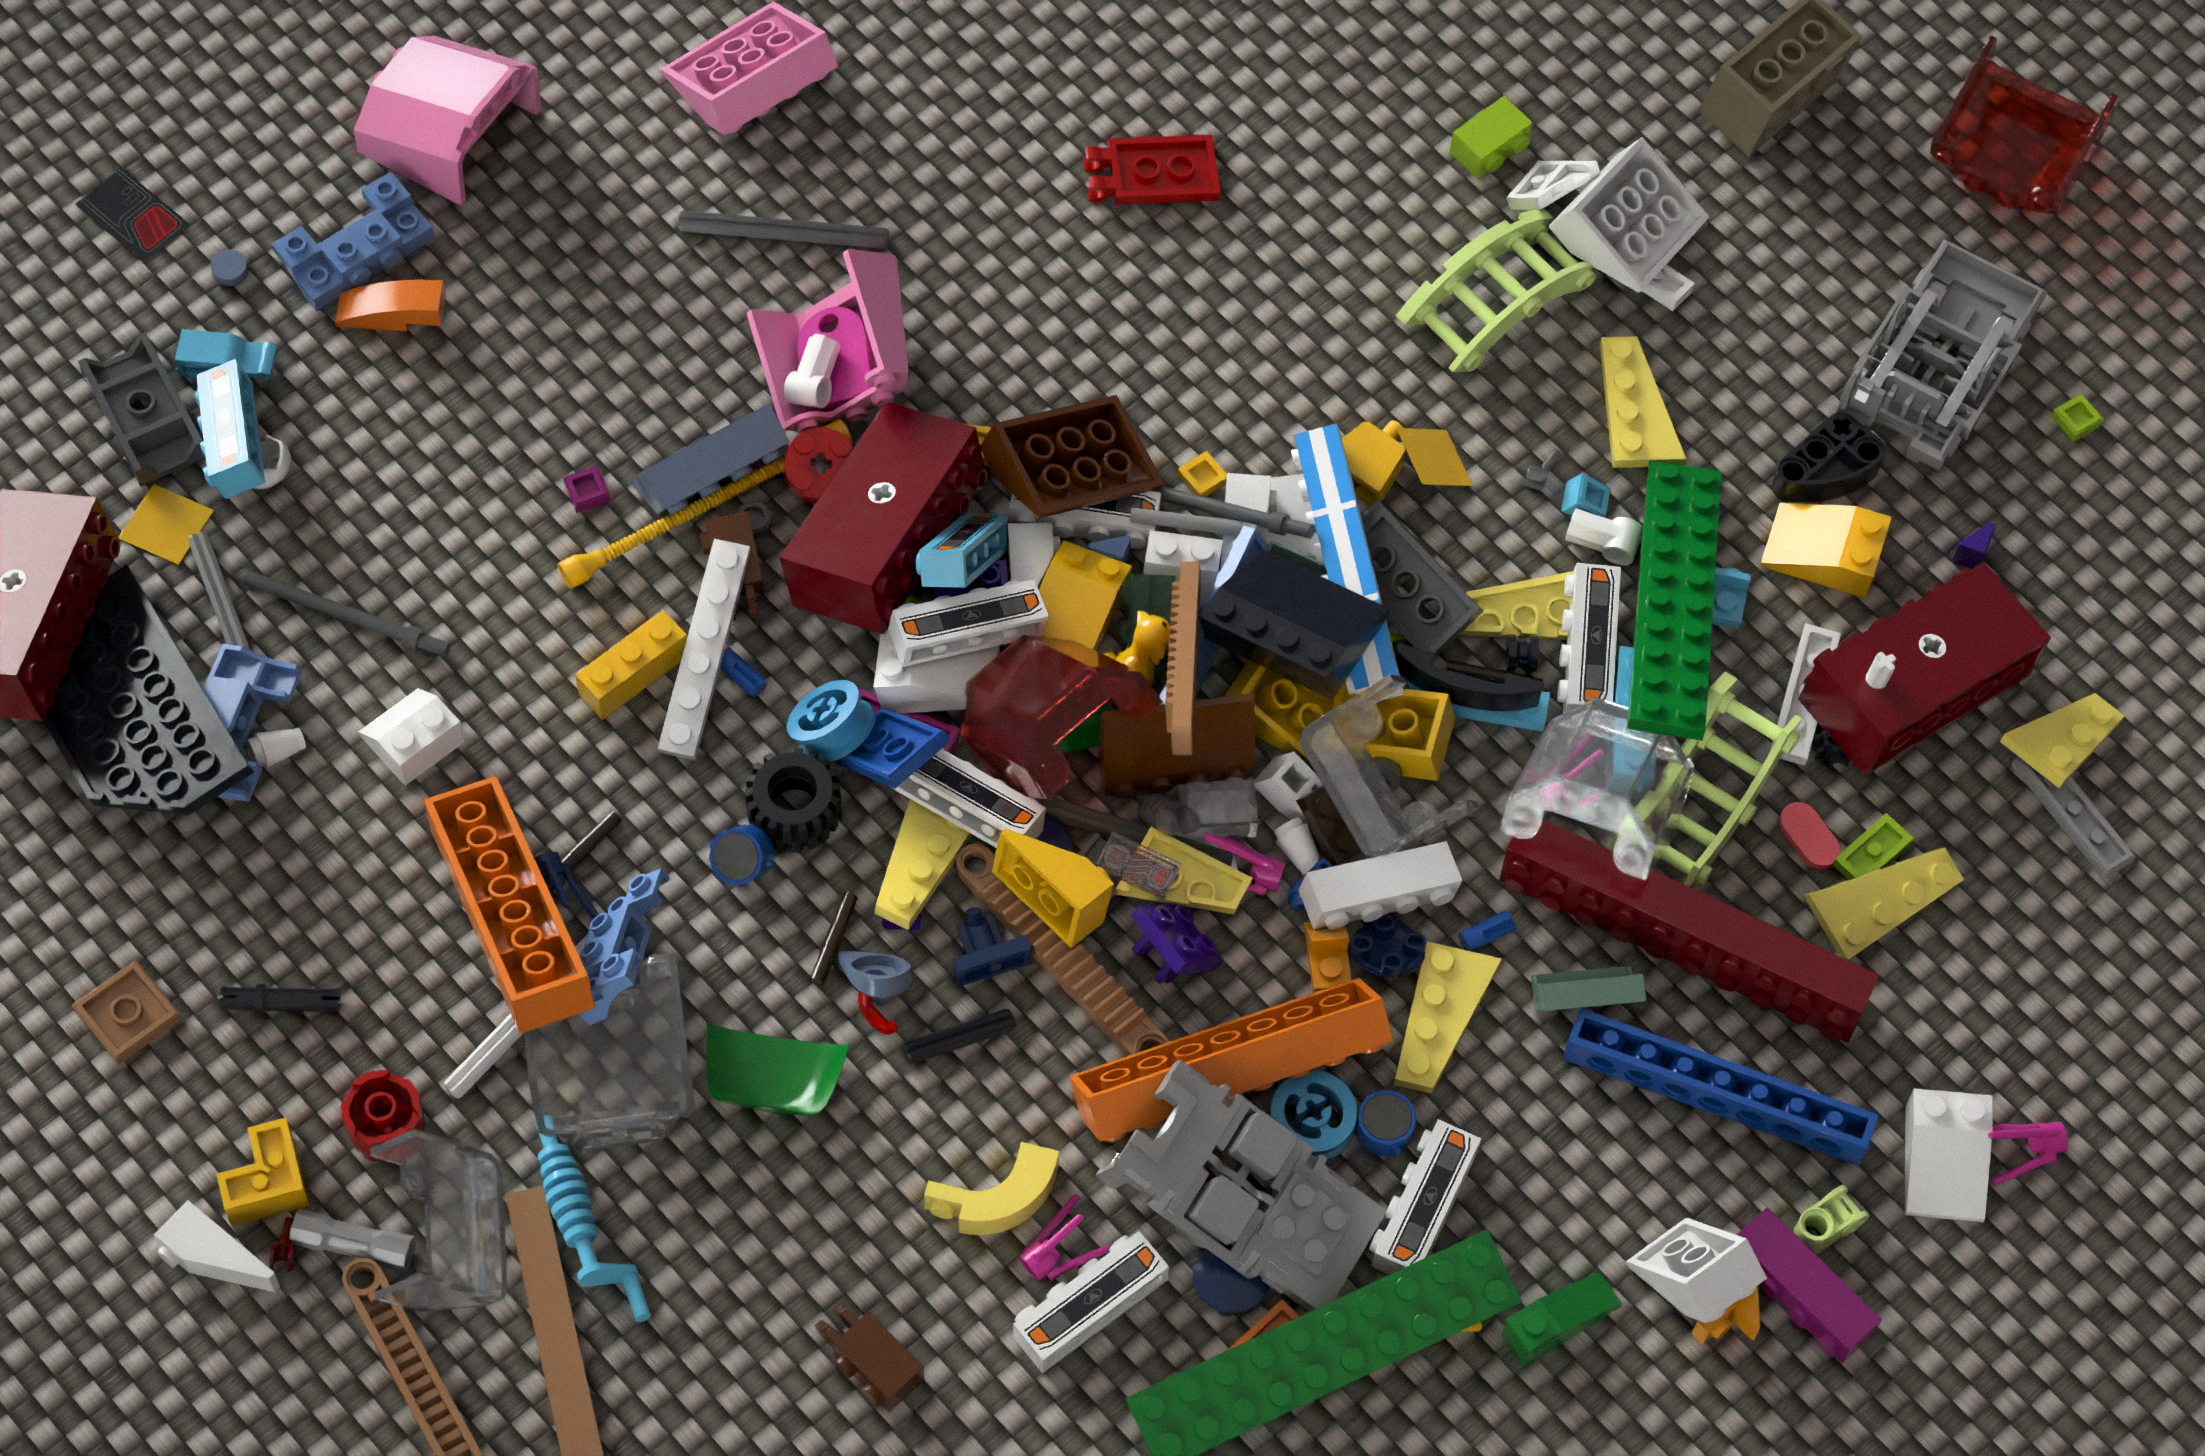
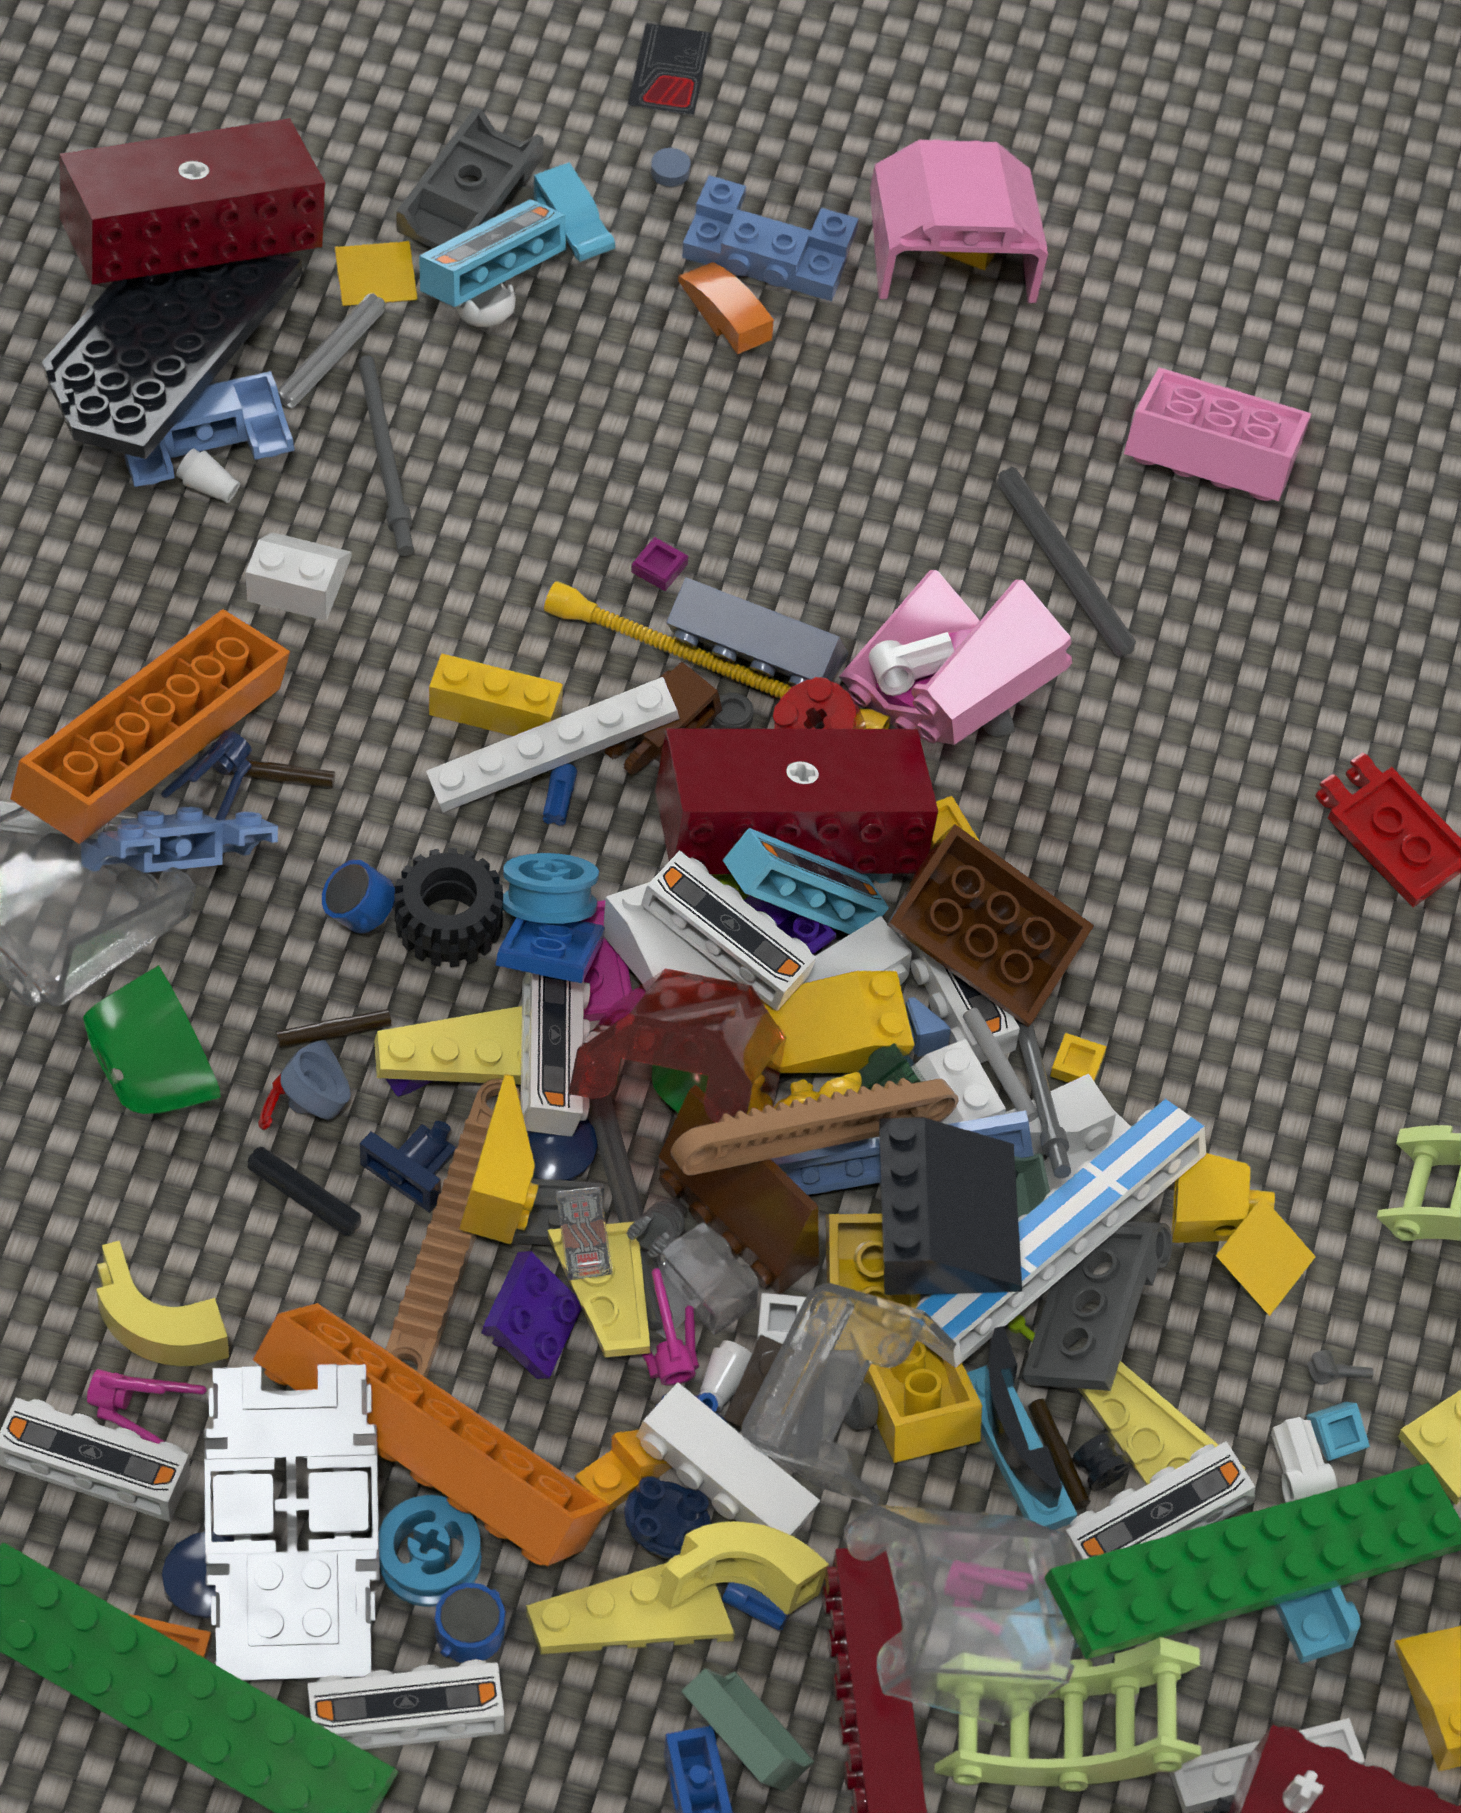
camera: 55 degrees right, 5 degrees down
(1459, 908) = (747, 1555): none -> light yellow arch

